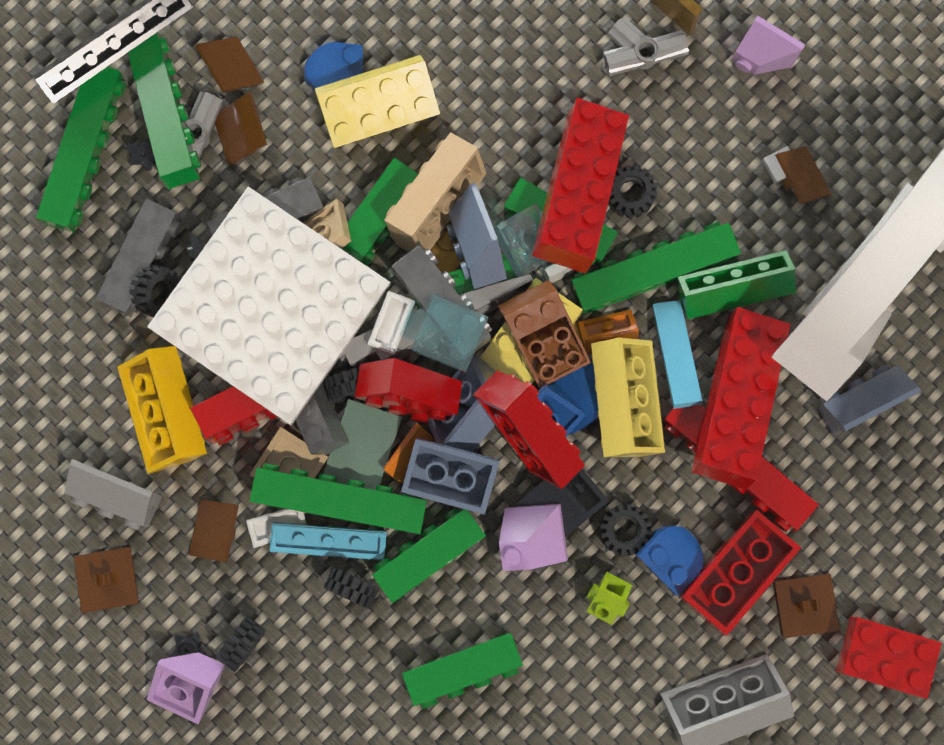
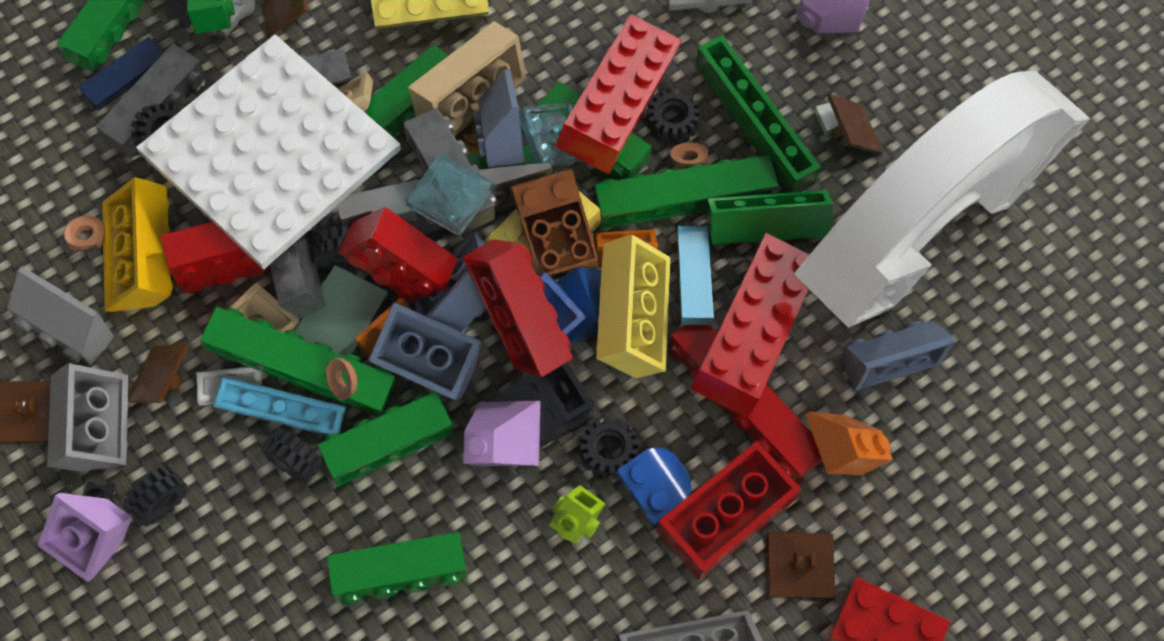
camera: 10 degrees right, 15 degrees down
(103, 231) = (121, 74): none -> dark blue tile
(104, 392) = (81, 224): none -> nougat piece
(161, 581) = (87, 419): none -> light grey slope
(379, 520) = (335, 379): none -> nougat piece
(391, 323) = (393, 183): white tile -> none
(556, 272) = (586, 177): white tile -> none
(652, 221) = (688, 150): none -> nougat piece
(709, 180) = (756, 115): none -> green brick
(835, 493) = (848, 444): none -> orange slope

